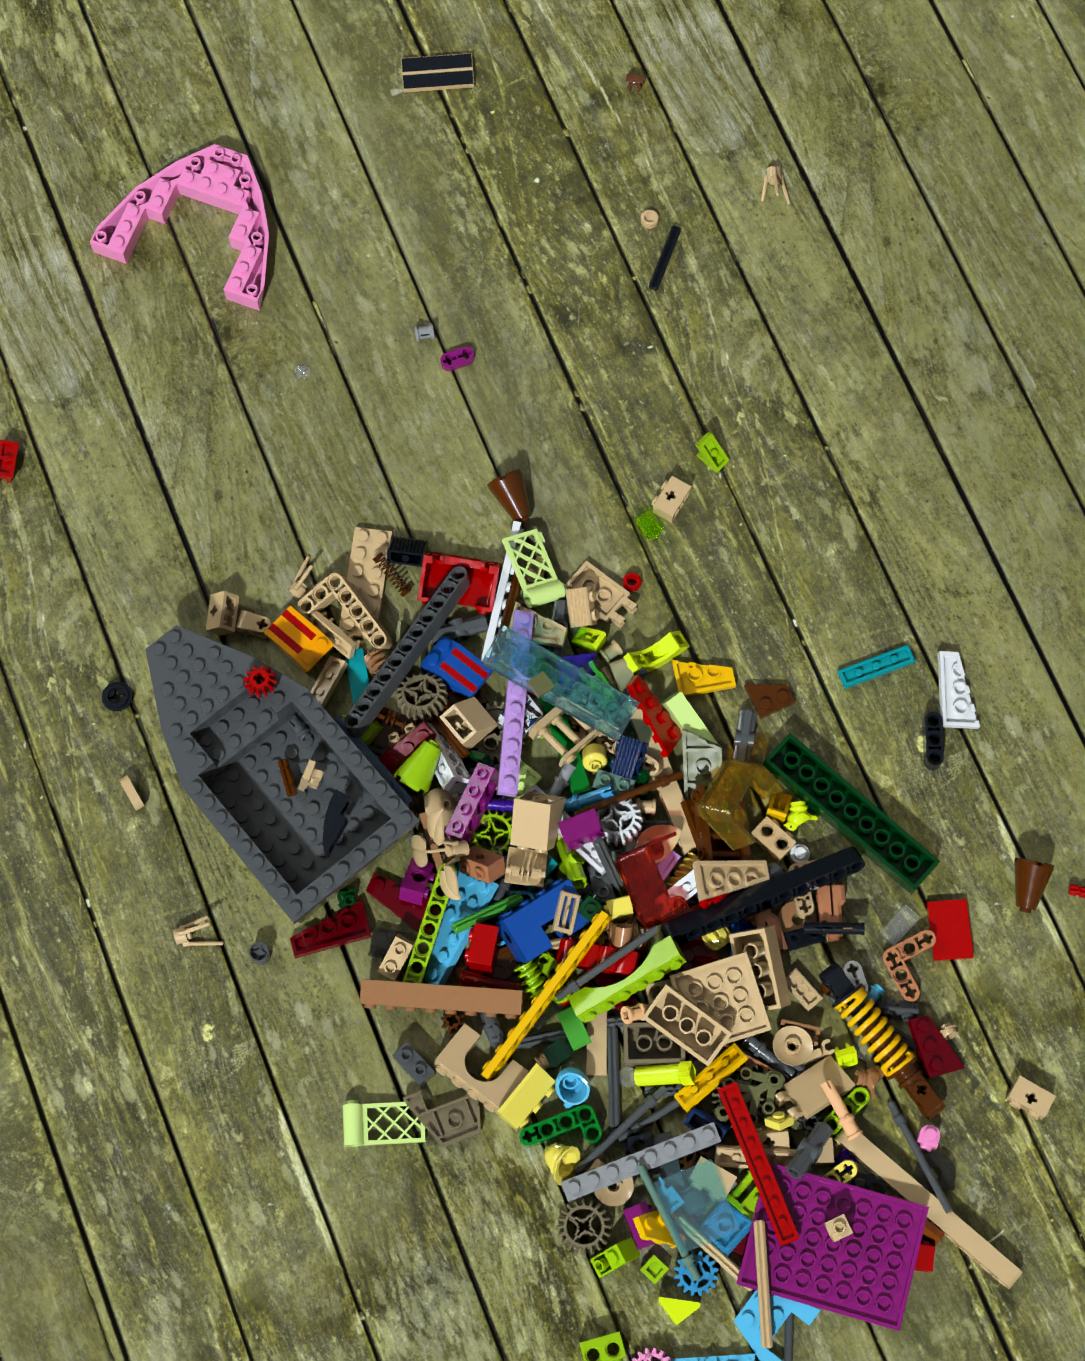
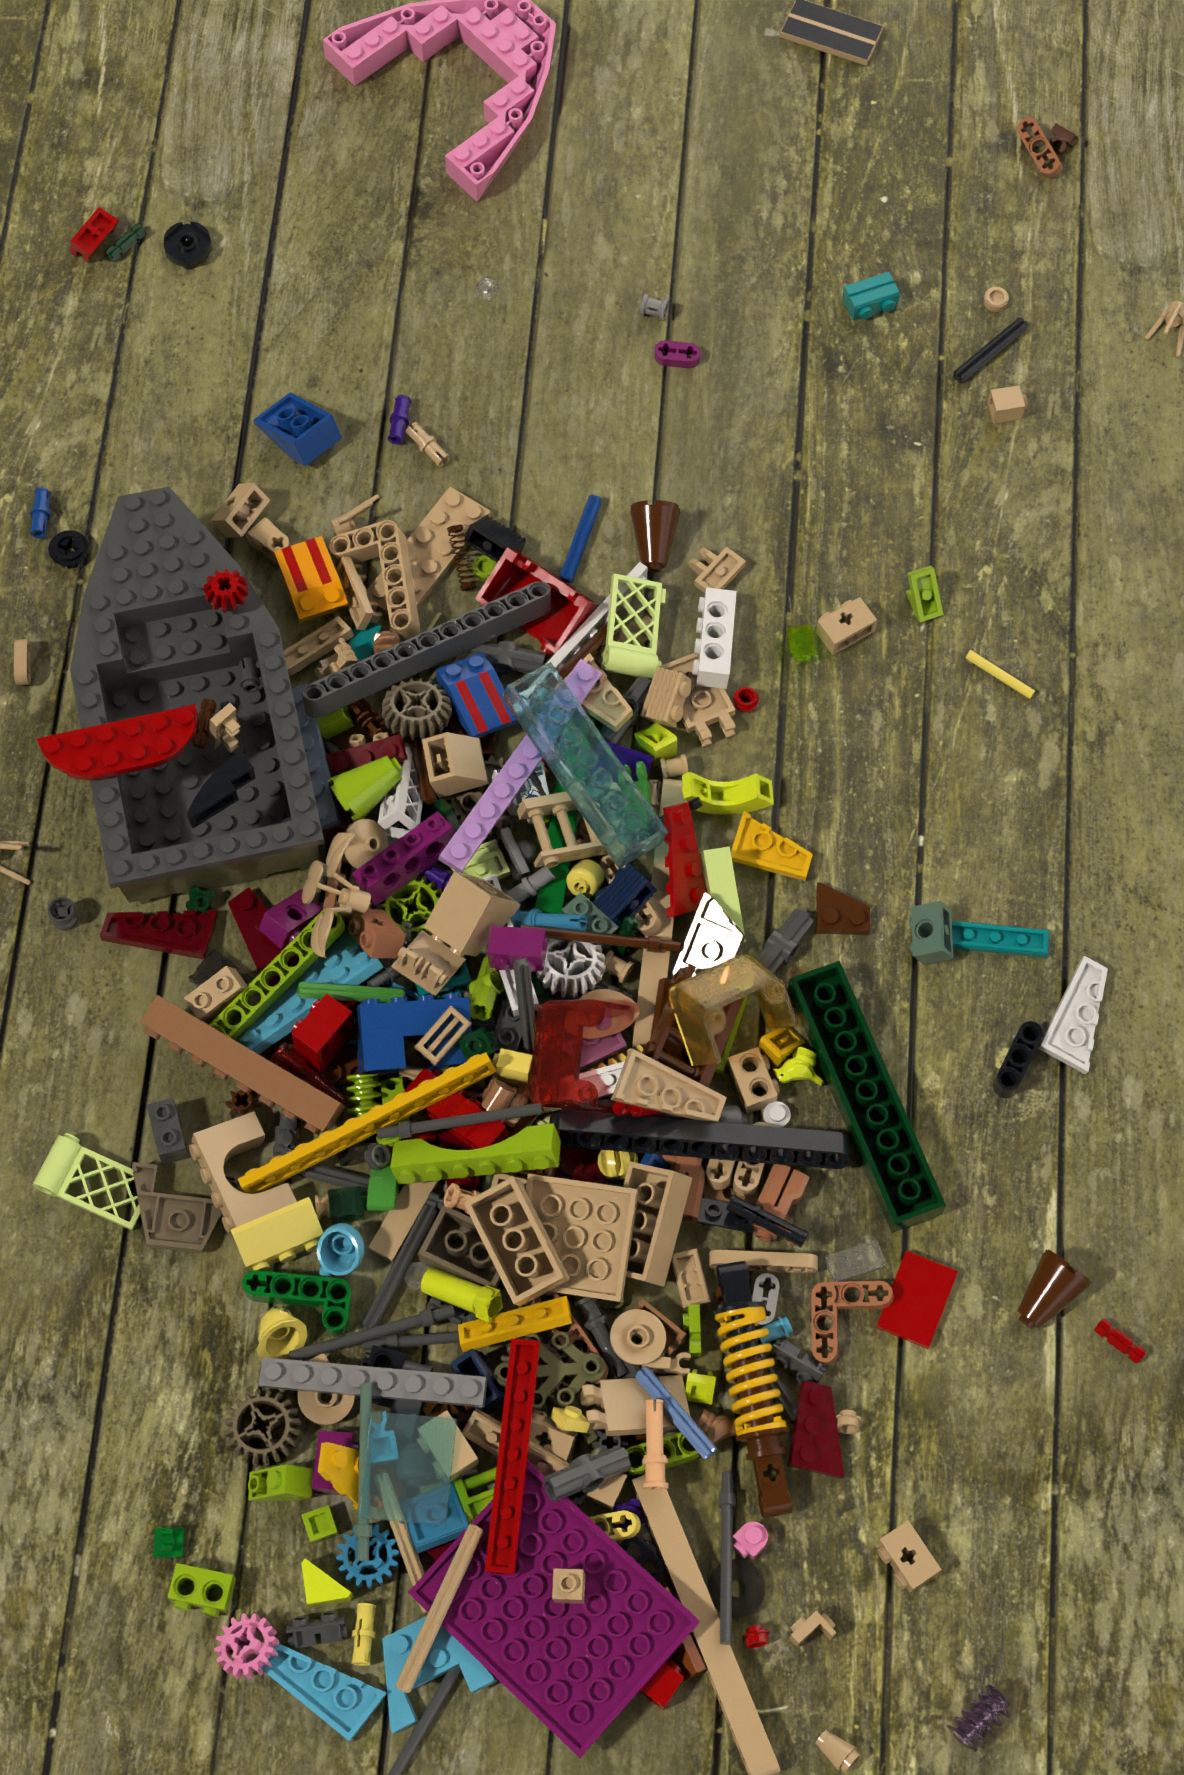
camera: 25 degrees right, 5 degrees down
(30, 455) = (125, 242): none -> dark green axle
(78, 446) = (187, 256): none -> black plate
(83, 680) = (40, 513): none -> blue pin
(228, 534) = (299, 428): none -> blue slope
(249, 823) = (121, 745): none -> red plate
(294, 495) = (399, 419): none -> dark purple pin
(323, 504) = (427, 444): none -> tan pin
(350, 691) = (341, 659): none -> tan hair
(409, 574) = (483, 567): none -> lime tile
(462, 521) = (580, 538): none -> blue axle
(540, 684) = (556, 750): olive tile -> none
(540, 763) = (517, 854): none -> flat silver tile
(561, 1008) = (383, 1155): none -> flat silver plate
(564, 1331) = (169, 1542): none -> green tile
(566, 256) = (871, 296): none -> teal brick
(568, 501) = (721, 568): none -> tan hinge
(584, 524) = (716, 622): none -> white brick
(610, 92) = (1039, 138): none -> nougat beam
(695, 1330) = (305, 1629): none -> dark grey hinge
(696, 292) = (1006, 404): none -> tan brick
(720, 1324) = (363, 1634): none -> light yellow pin
(788, 484) = (1000, 674): none -> light yellow bar
(790, 909) = (712, 1170): none -> tan beam
(819, 1018) = (691, 1322): none -> lime plate
(842, 954) = (767, 1261): none -> tan beam
(842, 1082) = (676, 1413): none -> medium blue axle
(845, 690) = (939, 944): none -> sand green brick
(963, 1197) = (756, 1636): none -> red plate
(990, 1176) = (803, 1628): none -> tan bracket
(1050, 1241) = (839, 1752): none -> tan cone

